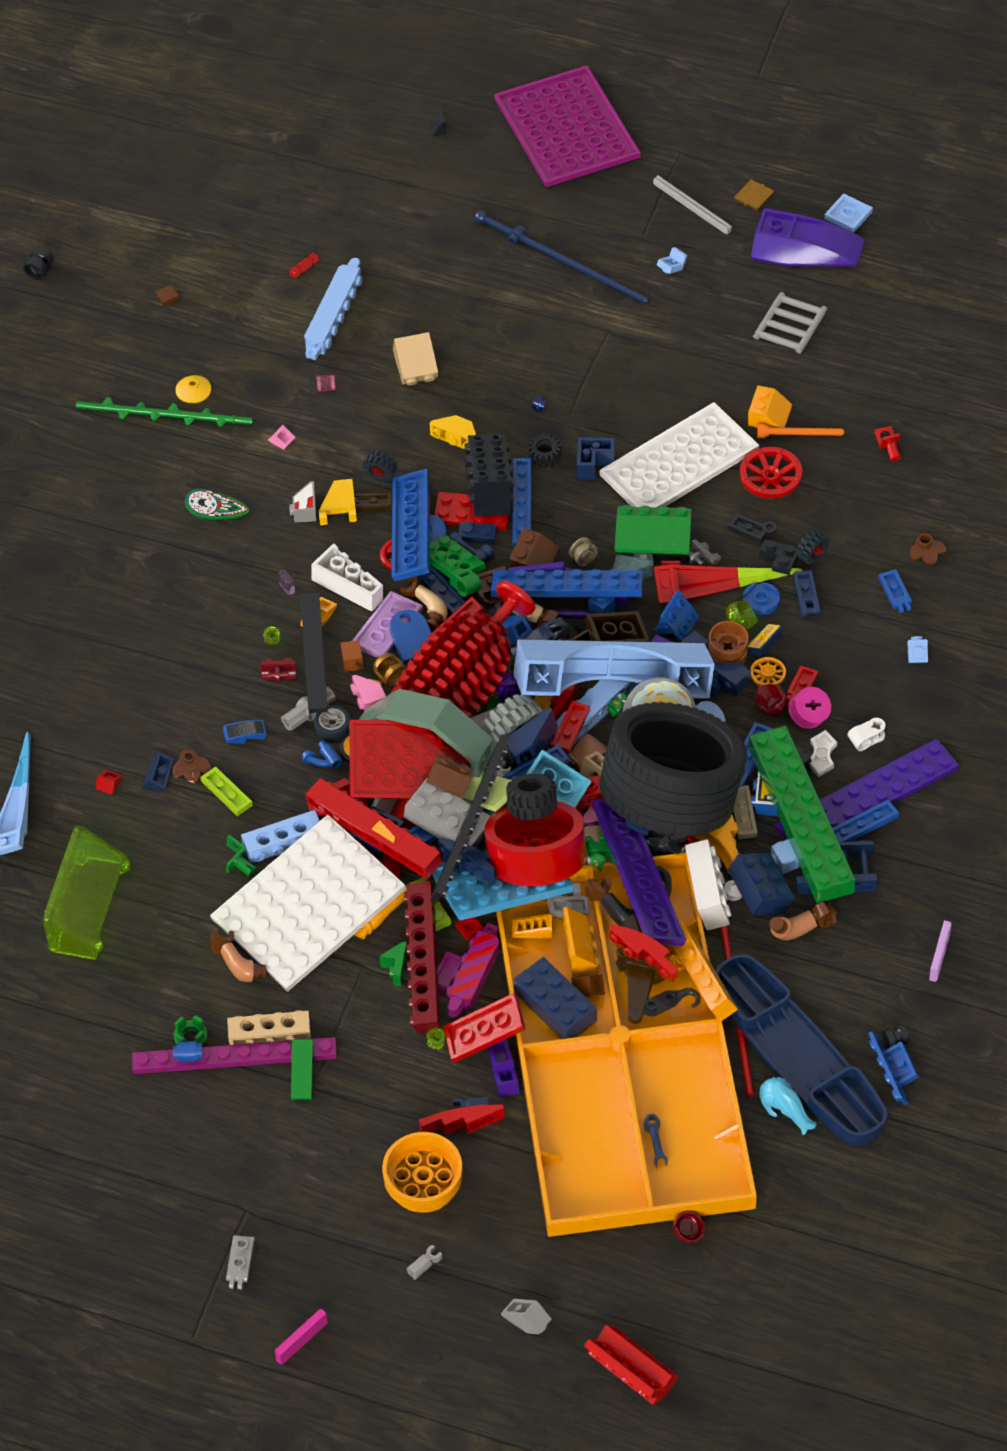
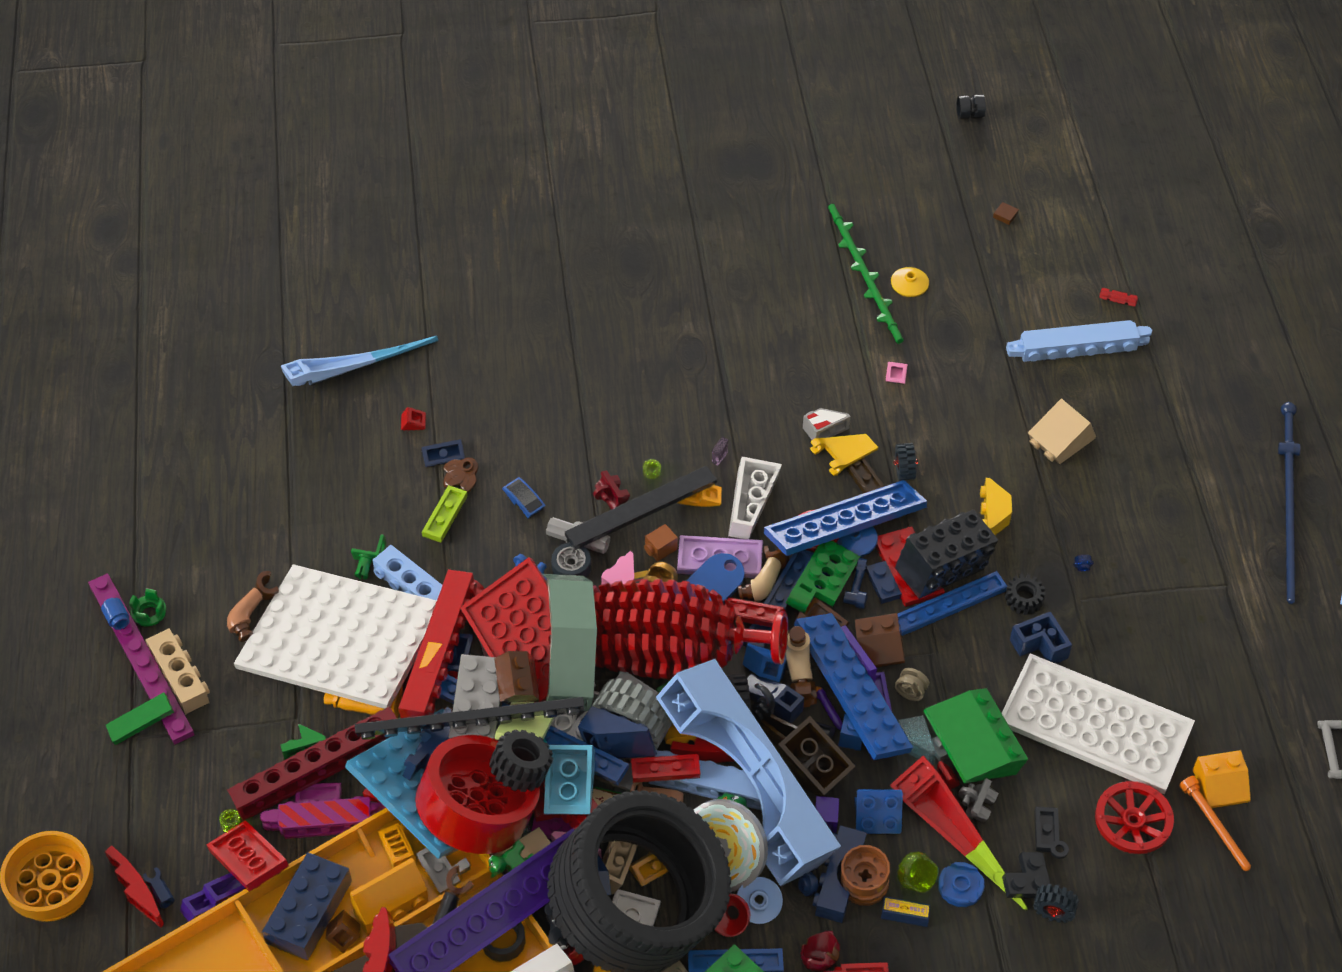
camera: 60 degrees right, 0 degrees up
(83, 894) = (260, 447): clear neon green windscreen -> none
(214, 505) = (774, 354): shield -> none
(325, 382) = (987, 376): clear pink slope -> none
(768, 671) = (863, 934): light orange wheel -> none
(806, 593) = (993, 926): dark blue plate -> none
(889, 442) = (1260, 923): red bracket -> none

